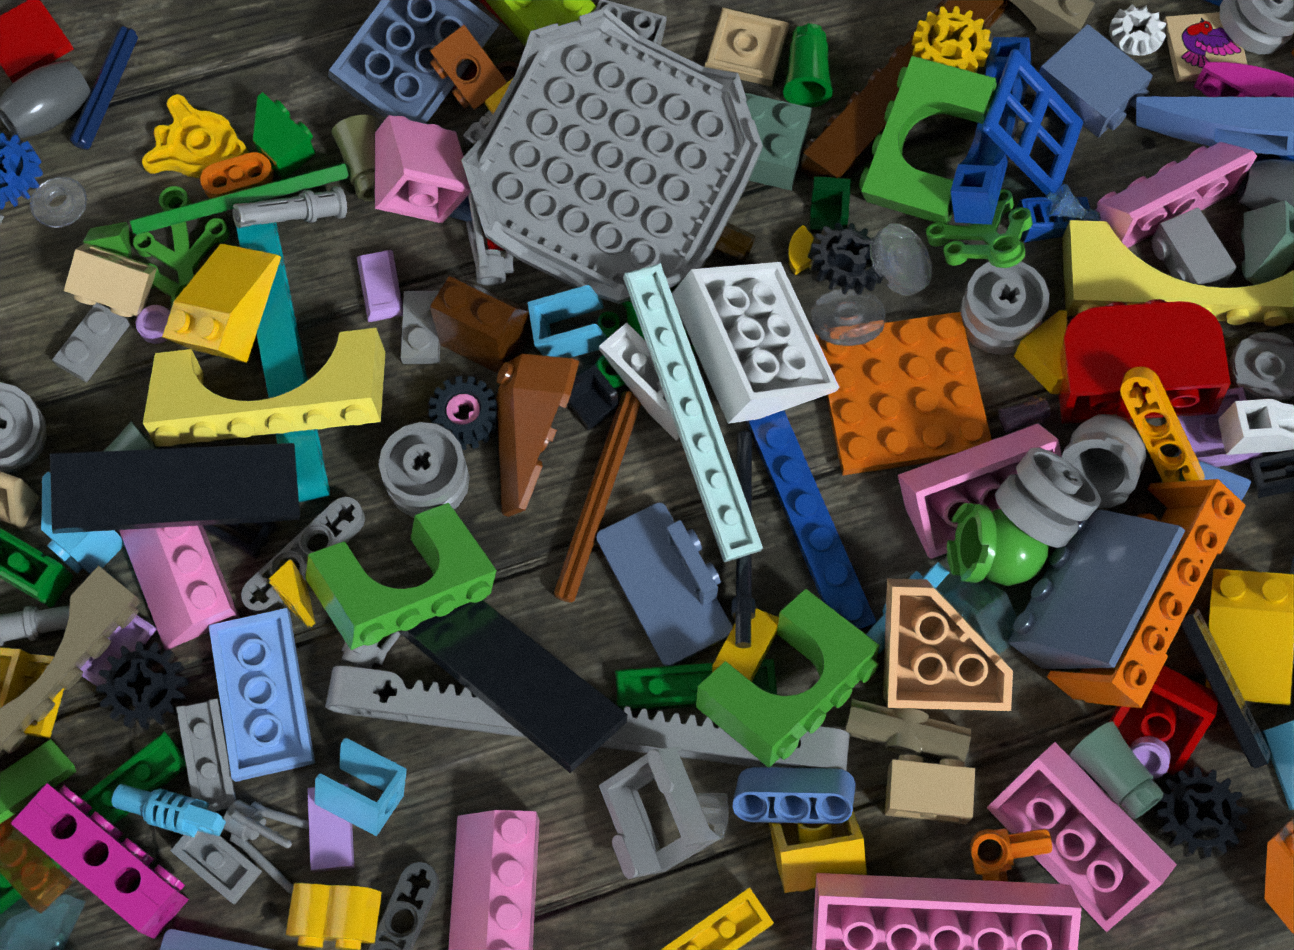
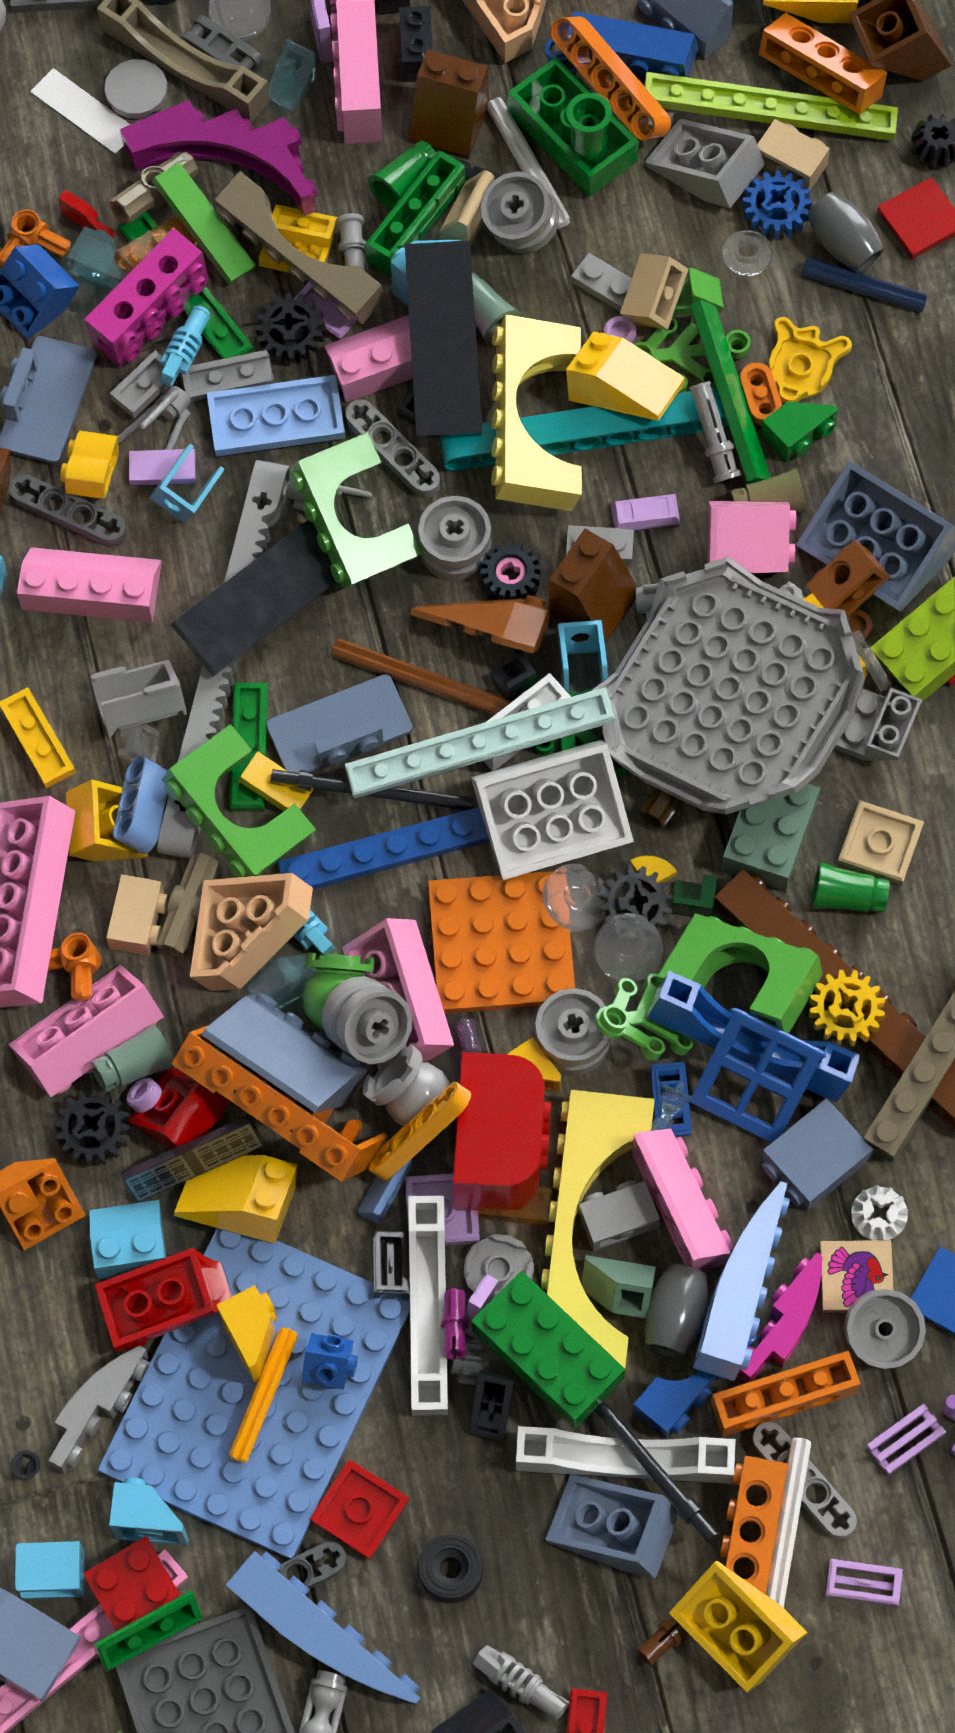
camera: 95 degrees right, 0 degrees up
(293, 592) = (349, 426): yellow slope -> none

